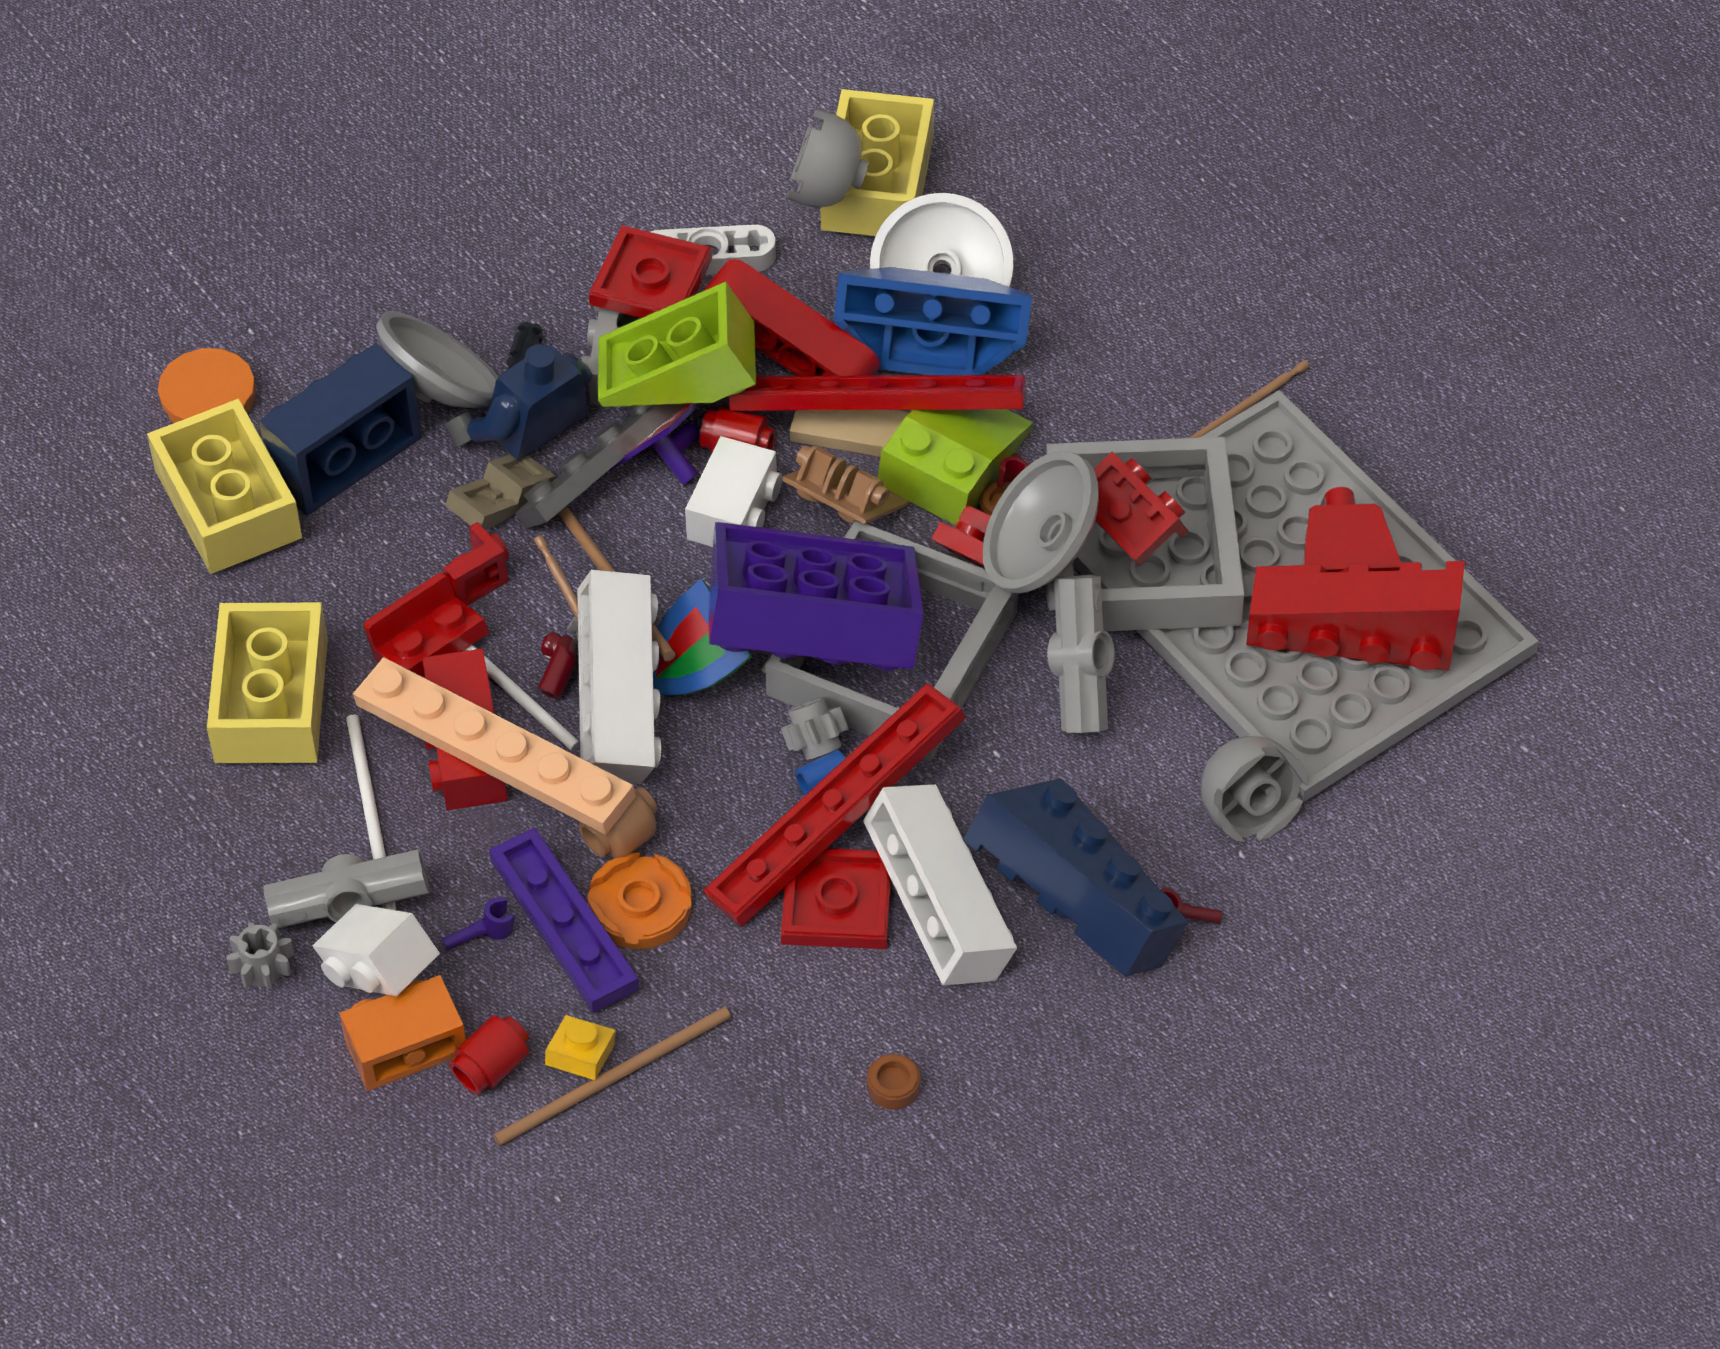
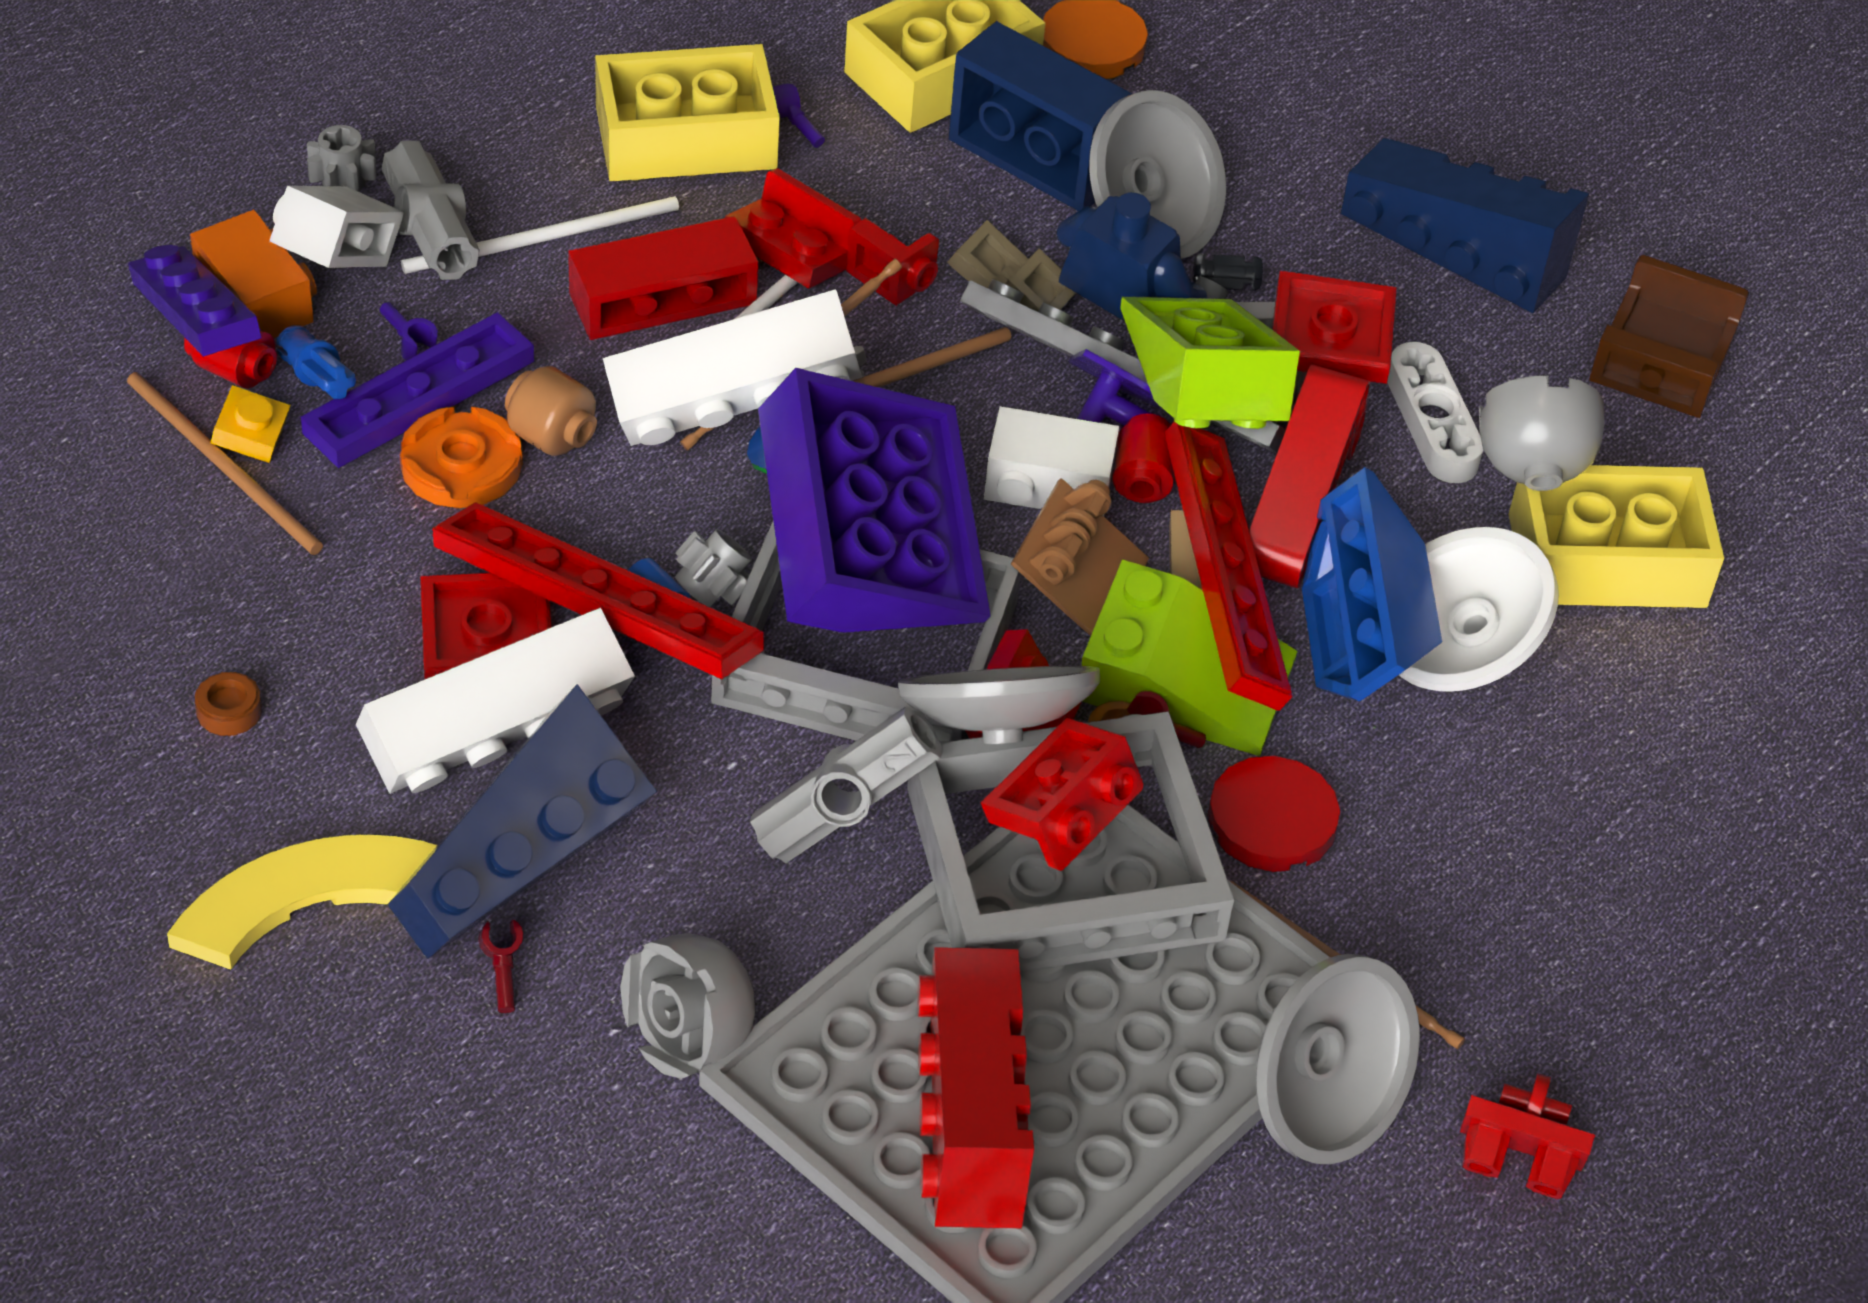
camera: 75 degrees right, 5 degrees down
(447, 1065) = (193, 299): none -> dark purple plate
(495, 745) = (608, 278): light nougat plate -> none
(514, 177) = (1468, 220): none -> dark blue wedge
(528, 986) = (315, 361): none -> blue axle
(658, 91) = (1669, 336): none -> reddish brown panel
(1086, 1041) = (266, 890): none -> light yellow tile
(1094, 415) = (1273, 813): none -> red tile
(1345, 419) = (1337, 1058): none -> light grey dish
(1348, 534) = (1097, 1070): red torso -> none
(1412, 326) = (1555, 1147): none -> red hips

